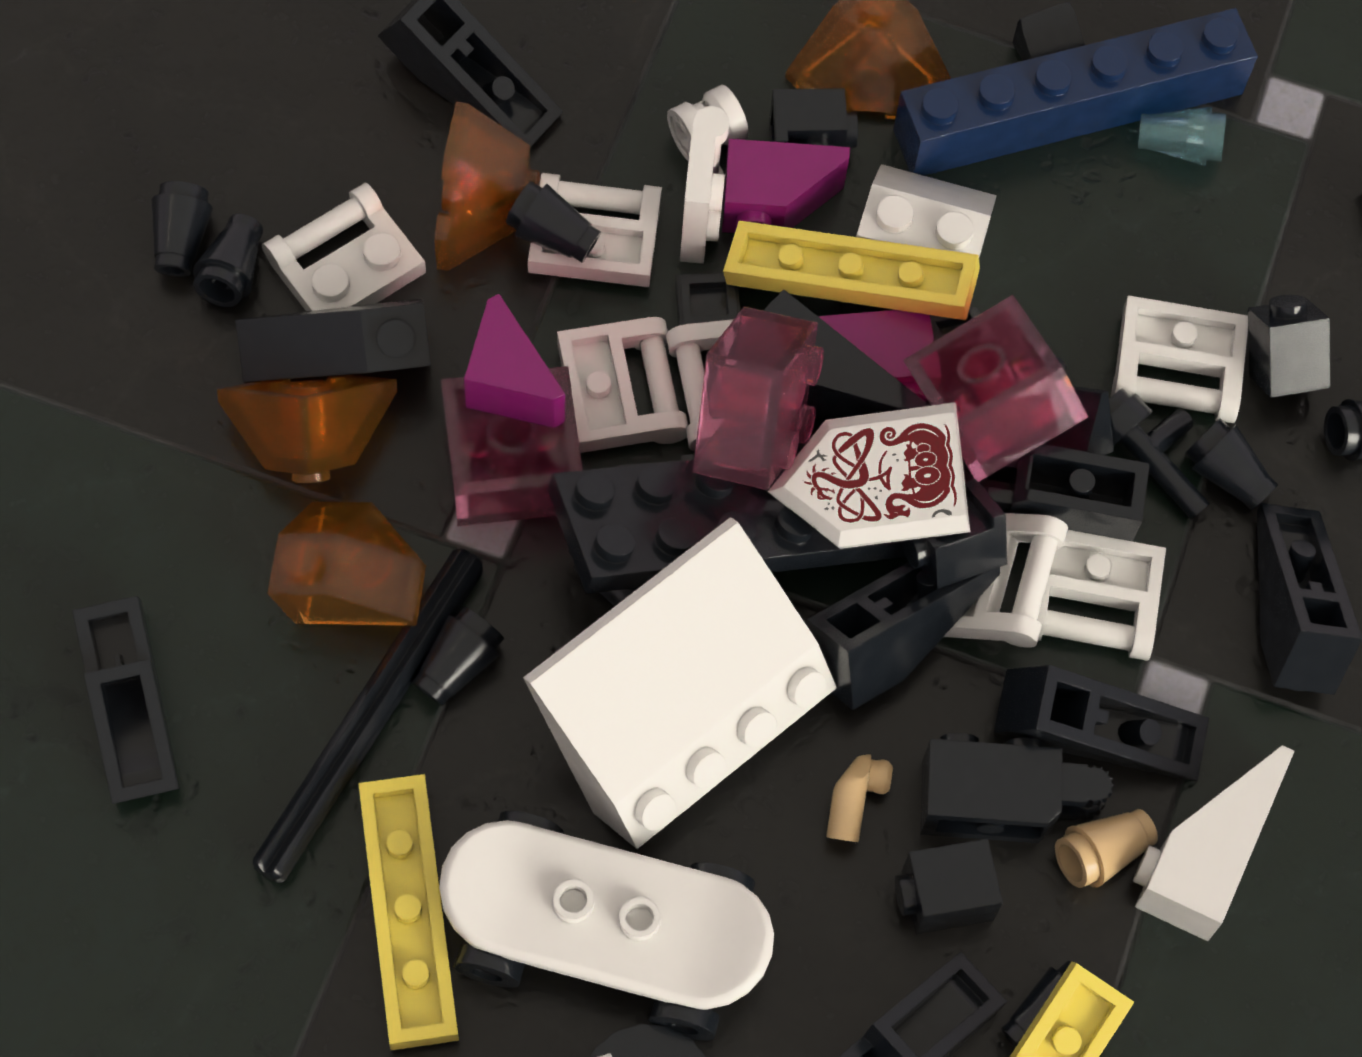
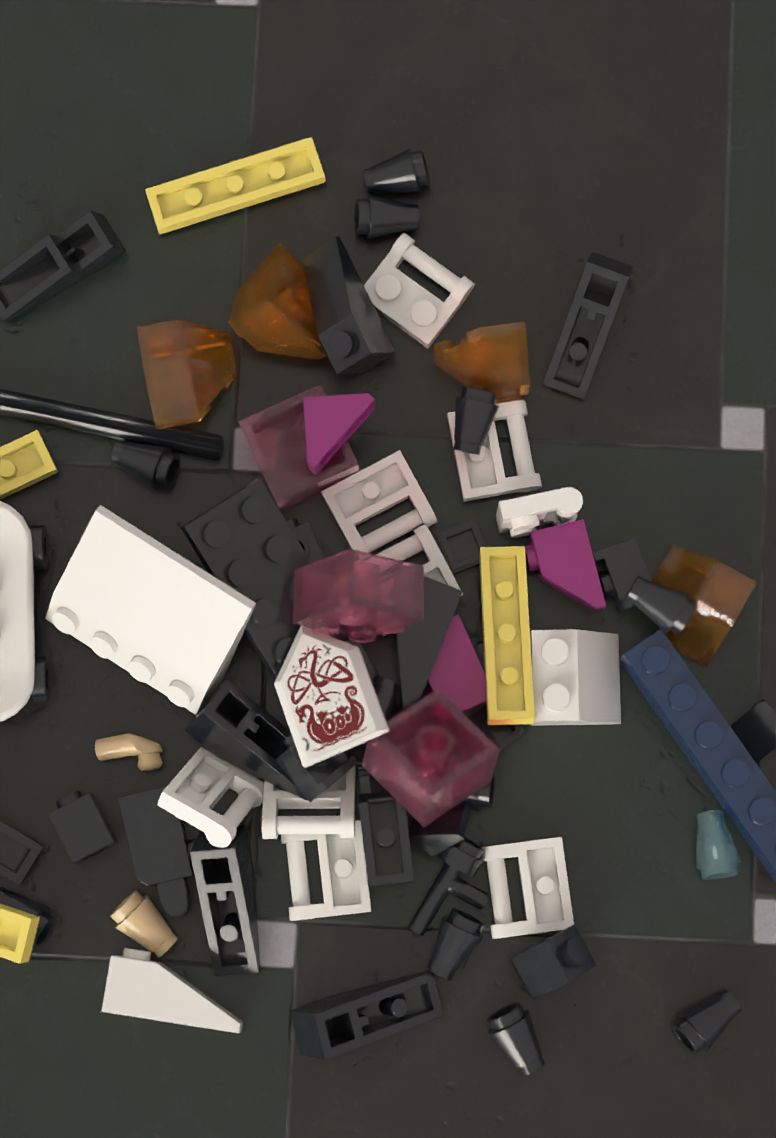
camera: 80 degrees right, 15 degrees up
(109, 431) = (235, 185): none -> light yellow plate
(681, 117) = (593, 496): white wheel -> none
(875, 75) = (662, 604): none -> black cone
(950, 706) = (199, 789): none -> white plate

